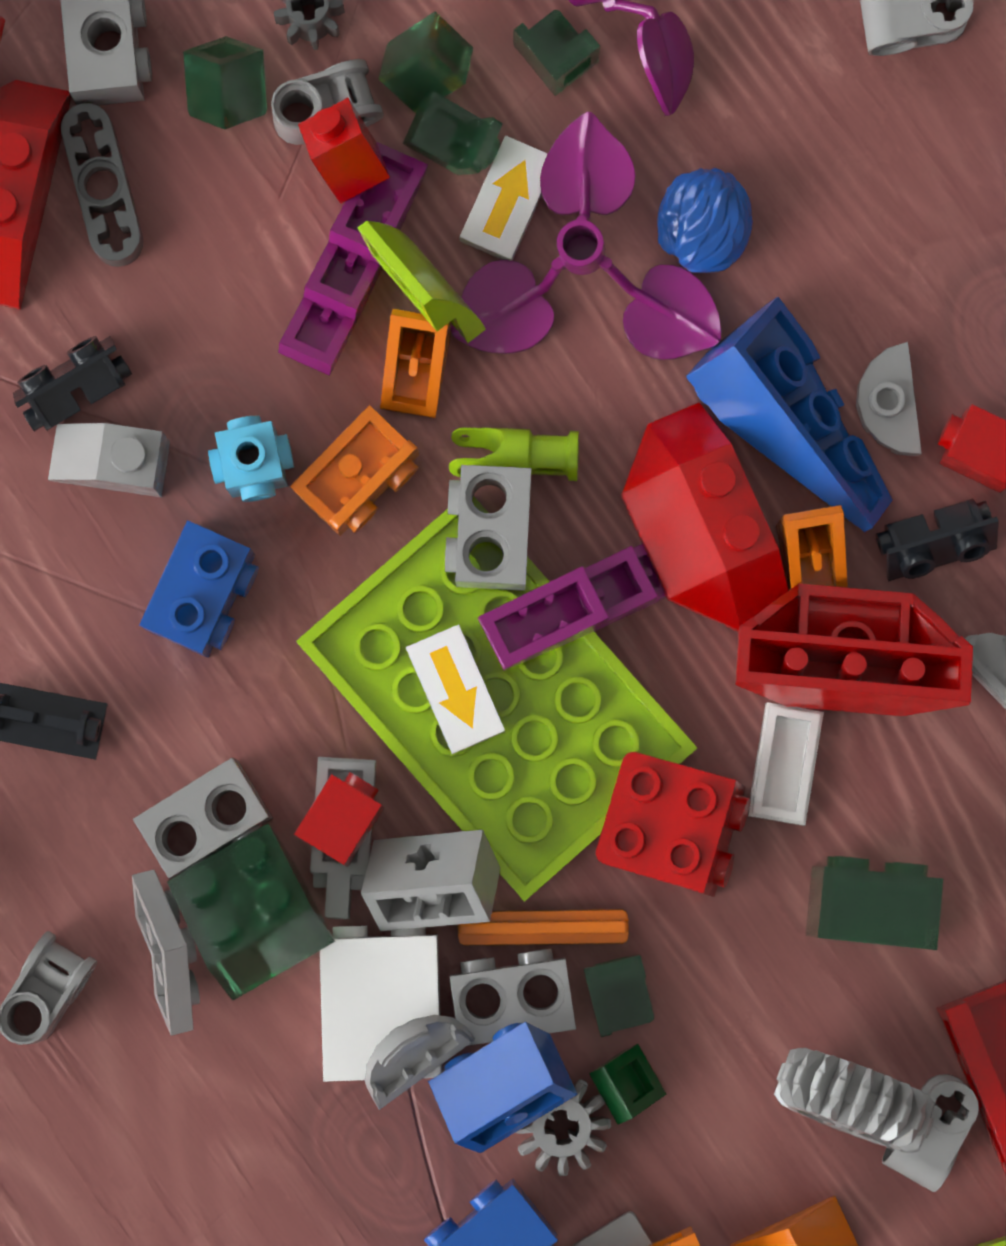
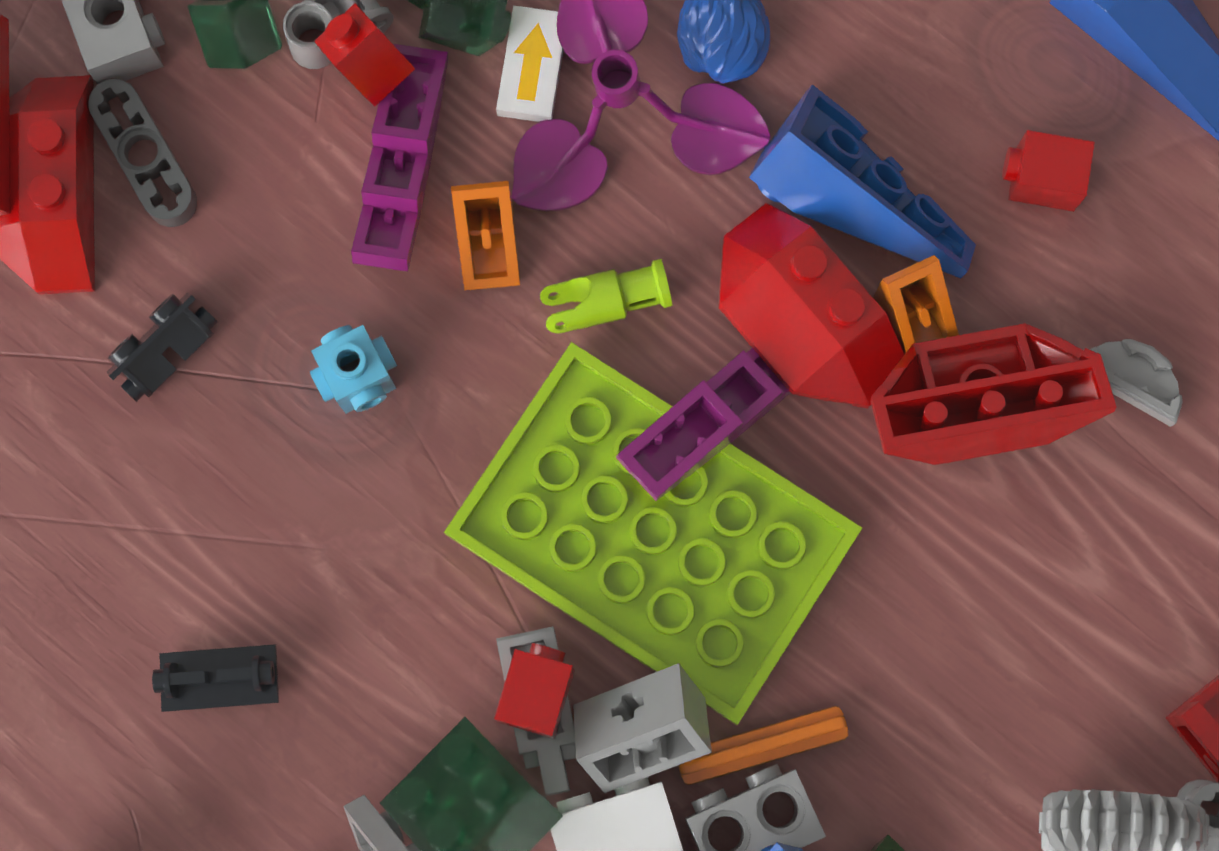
camera: 15 degrees left, 5 degrees down
(110, 457) = (217, 405): light grey slope -> none
(197, 807) = (390, 720): light grey brick -> none
(200, 590) = (337, 508): blue brick -> none
(356, 472) = (458, 354): orange bracket -> none
(419, 279) = (470, 153): lime slope -> none
(455, 689) = (612, 535): white tile -> none
(503, 528) = (616, 366): light grey brick -> none
(619, 994) = (854, 790): clear green panel -> none
(672, 823) = (860, 607): red bracket -> none
(785, 764) = (949, 521): white tile -> none
(872, 906) = (1081, 632): clear green brick -> none
(888, 402) = (944, 154): light grey plate -> none
(963, 535) = (1052, 256): black hinge -> none

